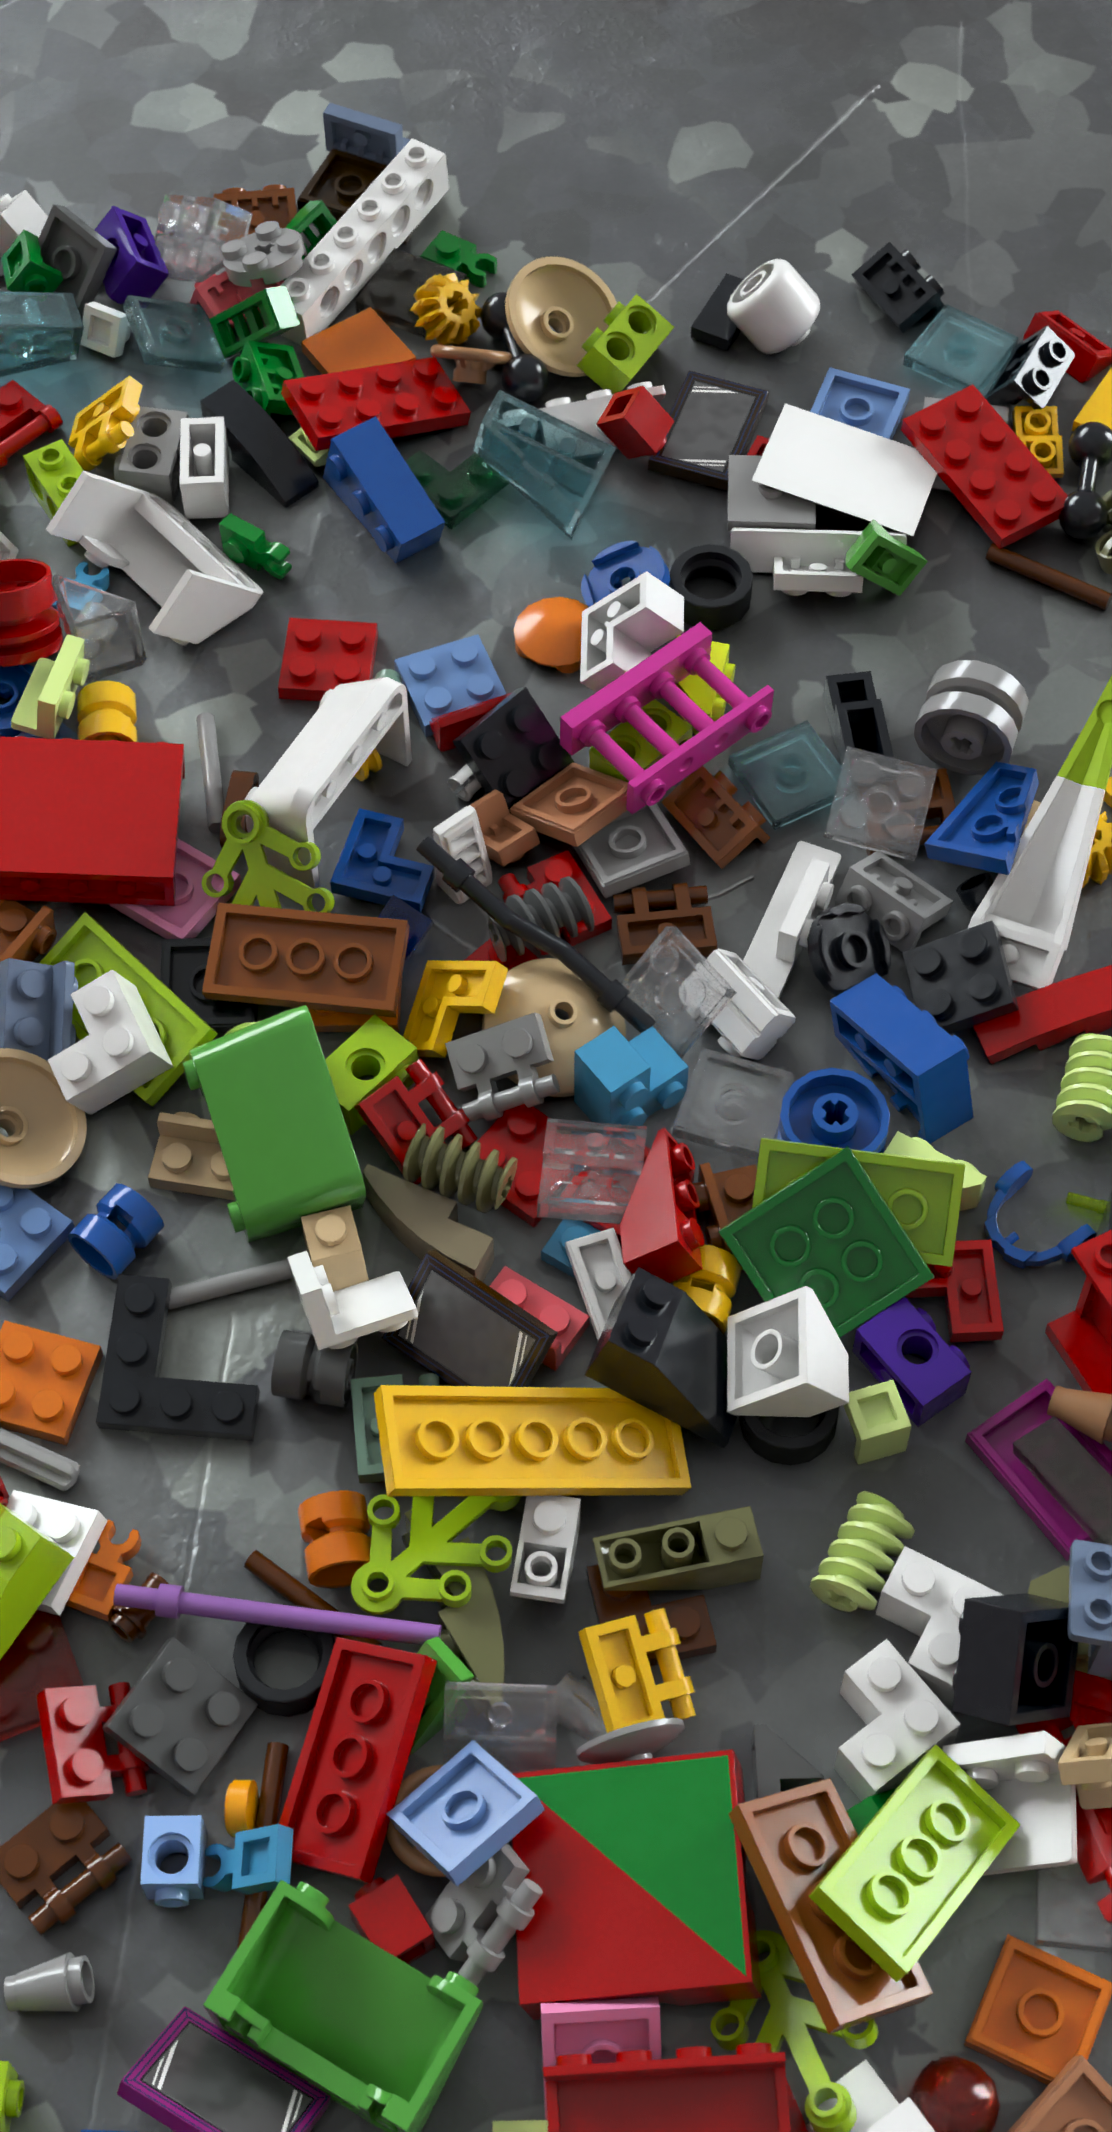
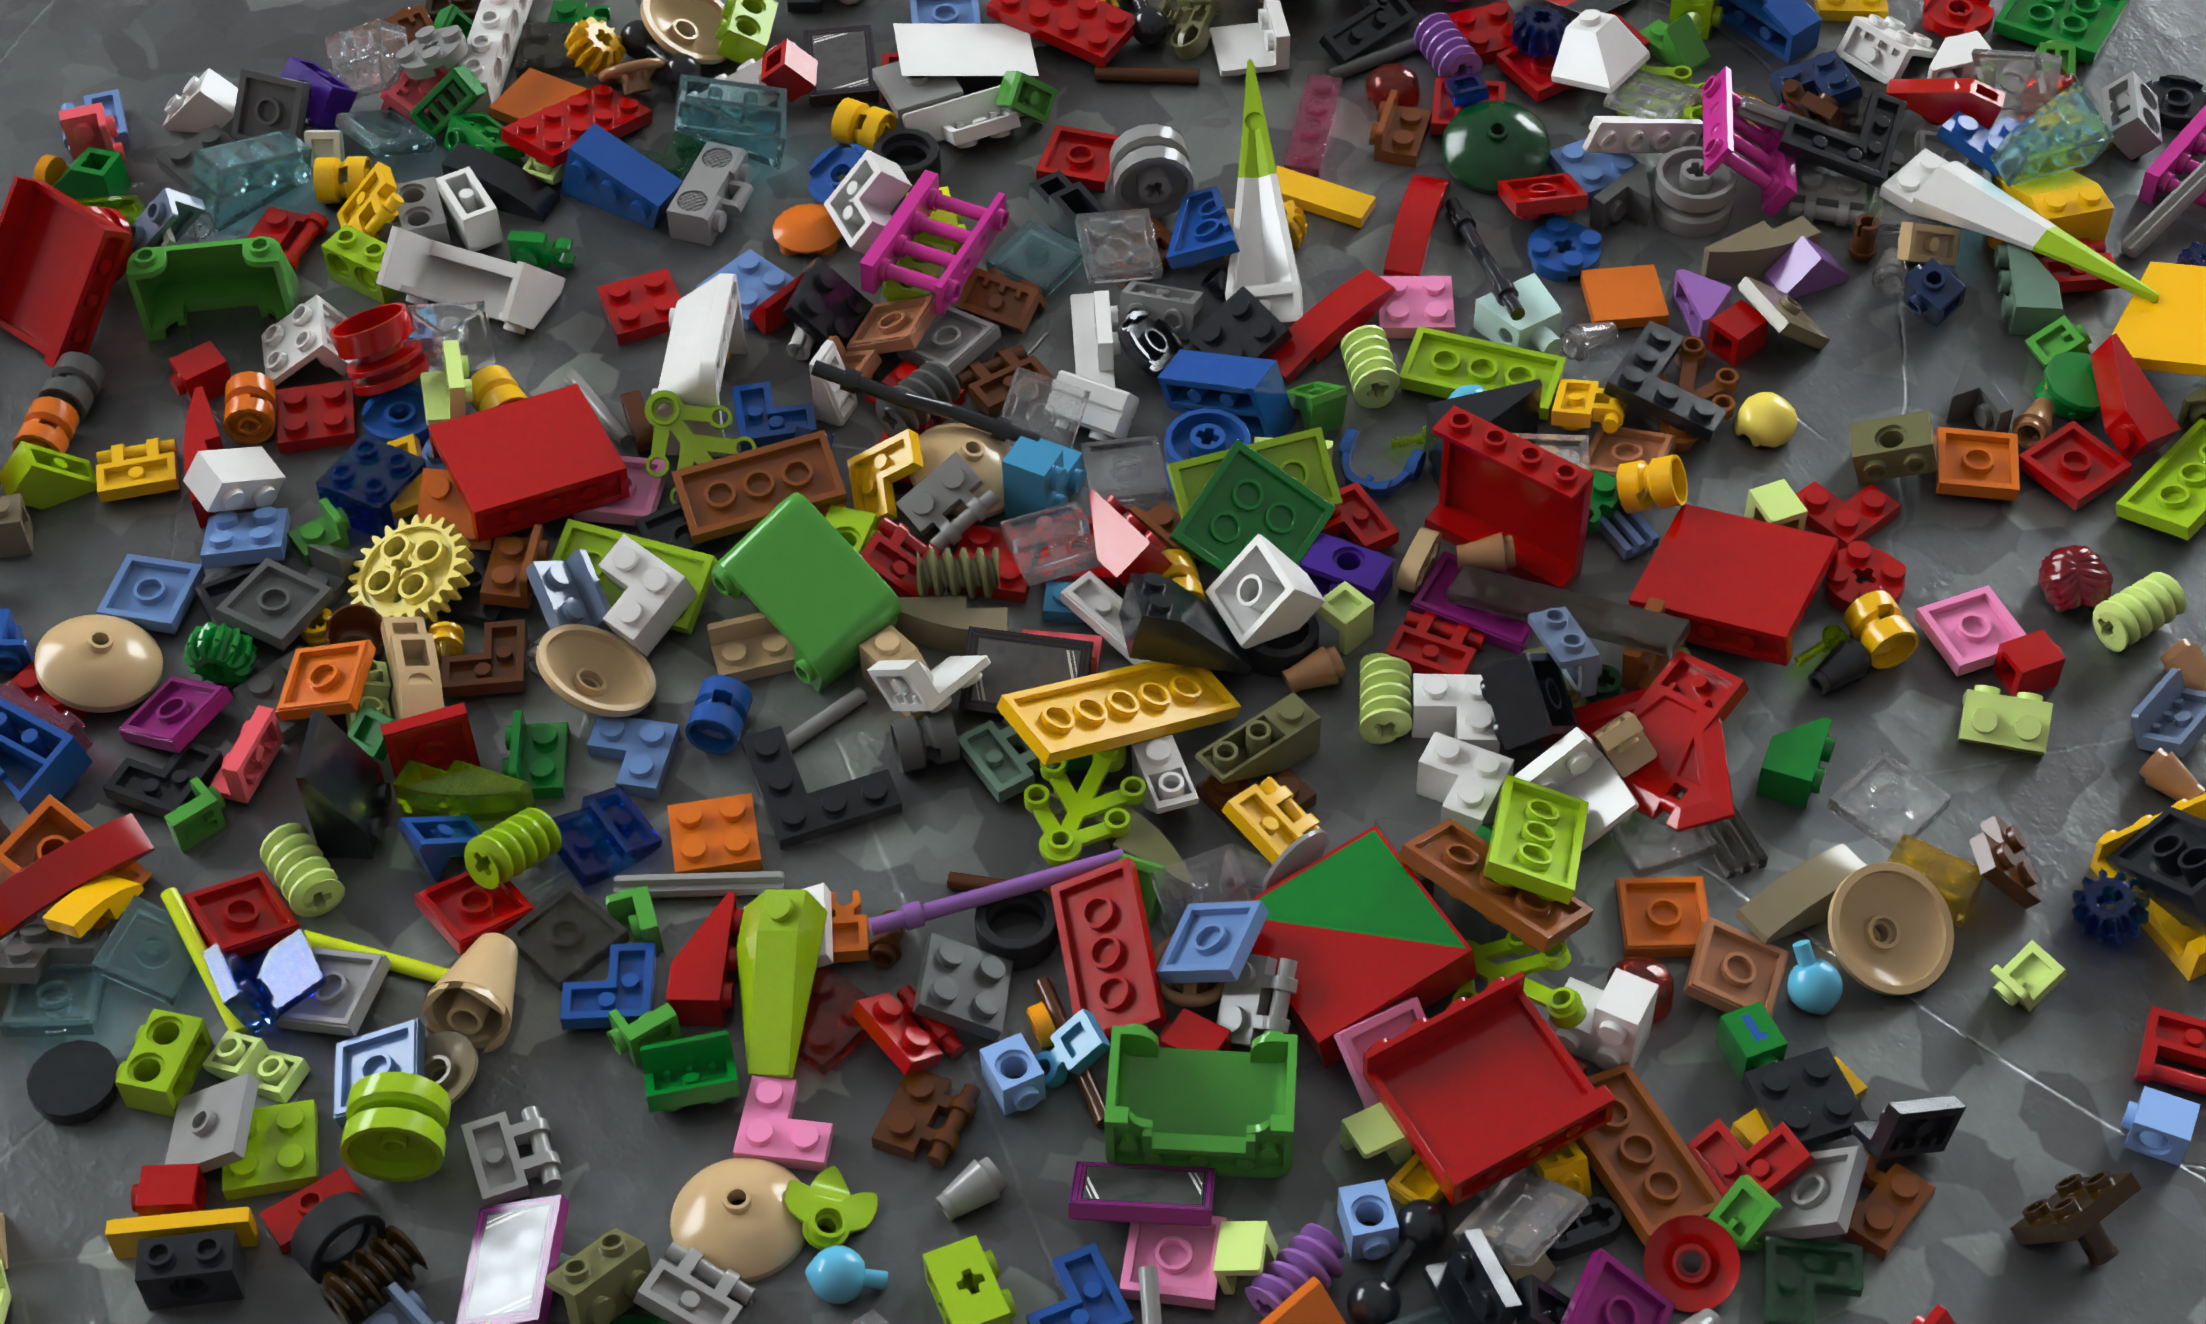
camera: 25 degrees left, 10 degrees down
(25, 267) = (237, 123): green bracket -> none
(91, 372) = (331, 175): none -> yellow wheel
(335, 1531) = (1007, 835): orange wheel -> none
(472, 544) = (711, 191): none -> light grey piece
(682, 521) = (861, 124): none -> yellow wheel
(805, 1475) = (1316, 670): none -> medium nougat cone
(904, 658) = (1080, 156): none -> red plate
(954, 1518) = (1435, 645): none -> red plate
(1002, 1112) = (1320, 405): none -> bright green slope
(1008, 1379) = (1418, 560): none -> tan beam

